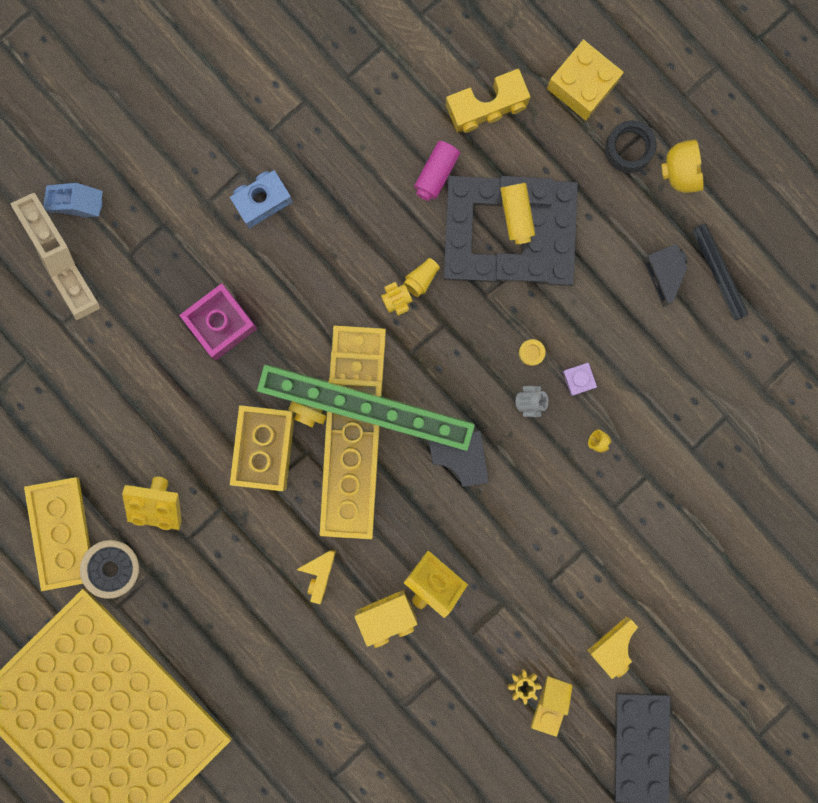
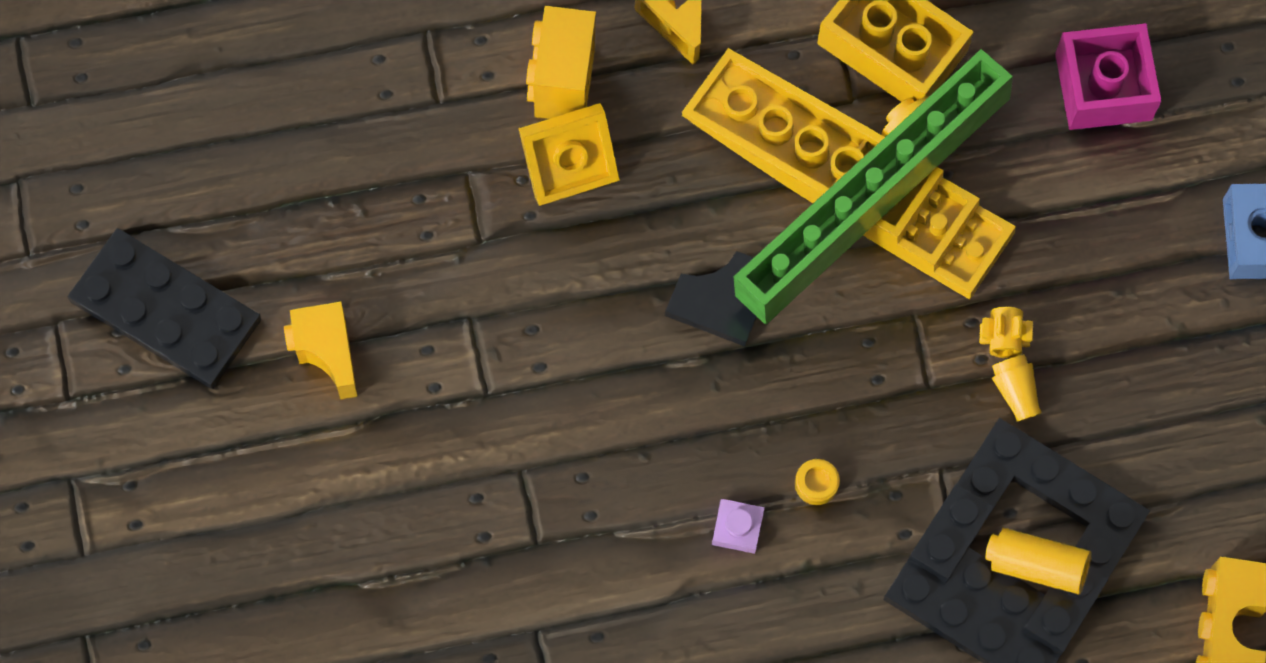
camera: 120 degrees right, 15 degrees down
(436, 171) = (1166, 495): dark pink brick -> none
(530, 691) = (350, 185): yellow gear -> none
(532, 401) = (746, 433): light grey gear -> none
(552, 706) = (301, 221): yellow slope -> none
(594, 443) = (630, 498): yellow hinge -> none

